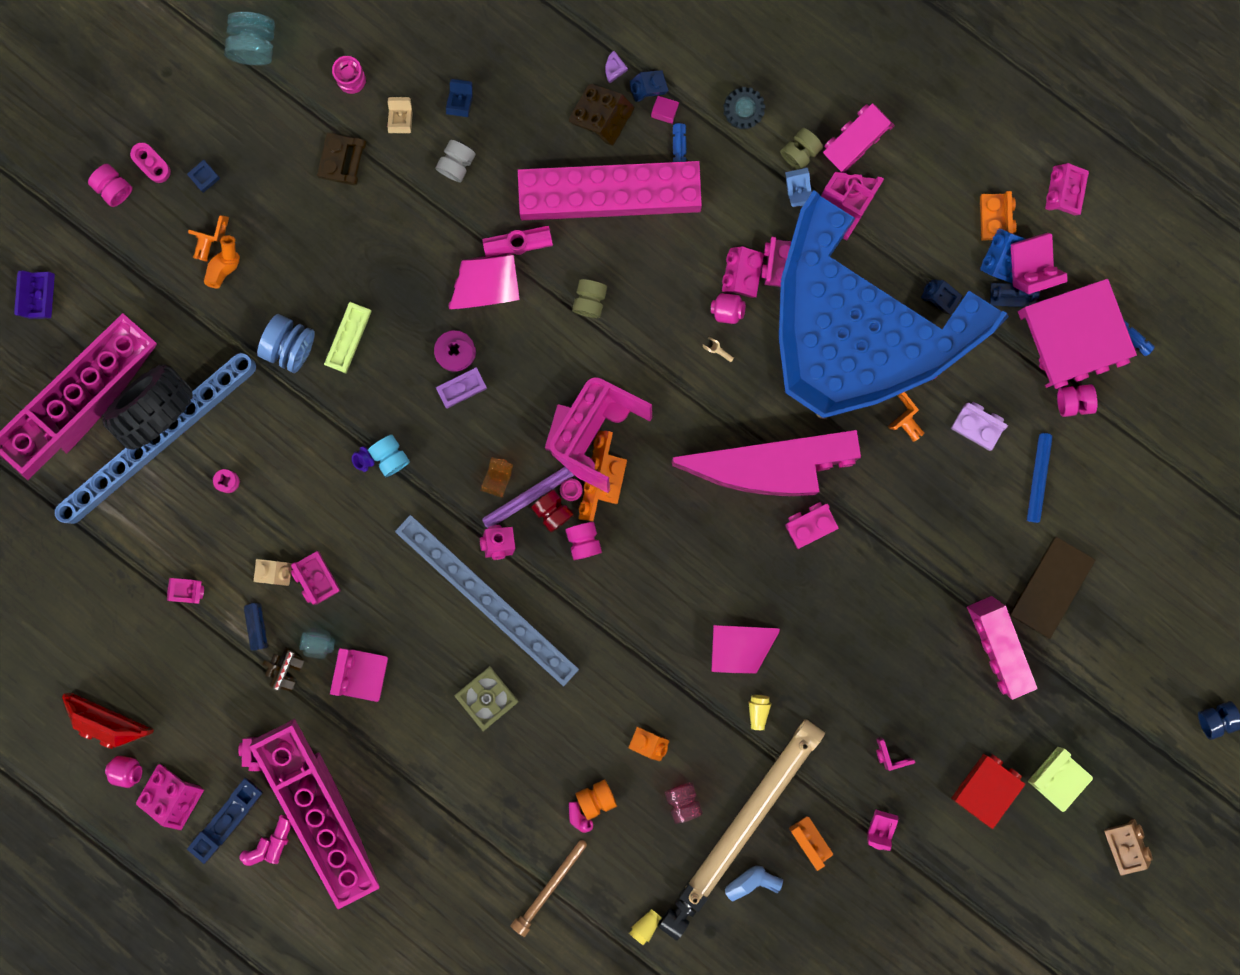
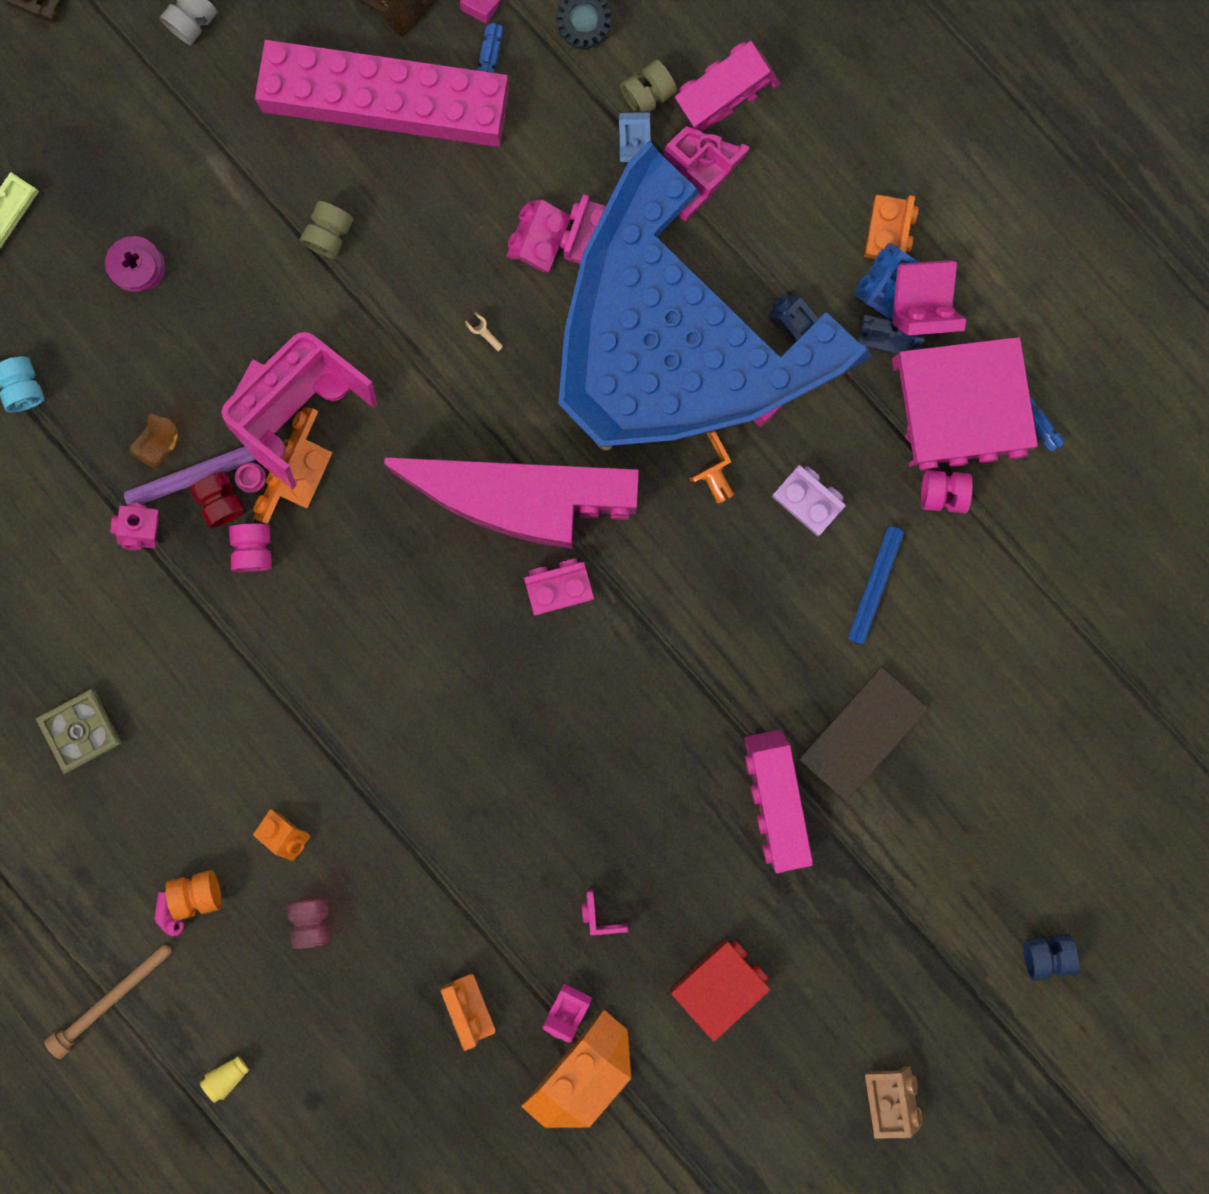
camera: 10 degrees right, 0 degrees up
(461, 388) = (133, 314): medium lavender plate -> none
(485, 282) = (194, 181): dark pink slope -> none
(487, 600) = (107, 601): sand blue plate -> none
(502, 244) = (229, 137): dark pink piece -> none
(728, 308) = (508, 279): dark pink head -> none
(740, 648) = (428, 732): dark pink slope -> none
(743, 826) = (378, 974): tan piece -> none
(750, 880) = (376, 1044): medium blue arm -> none
(759, 710) = (436, 821): light yellow cone -> none
(903, 874) = (584, 1077): none -> orange wedge
(1060, 779) = (820, 993): yellowish green bracket -> none
(1067, 189) = (991, 209): dark pink bracket -> none

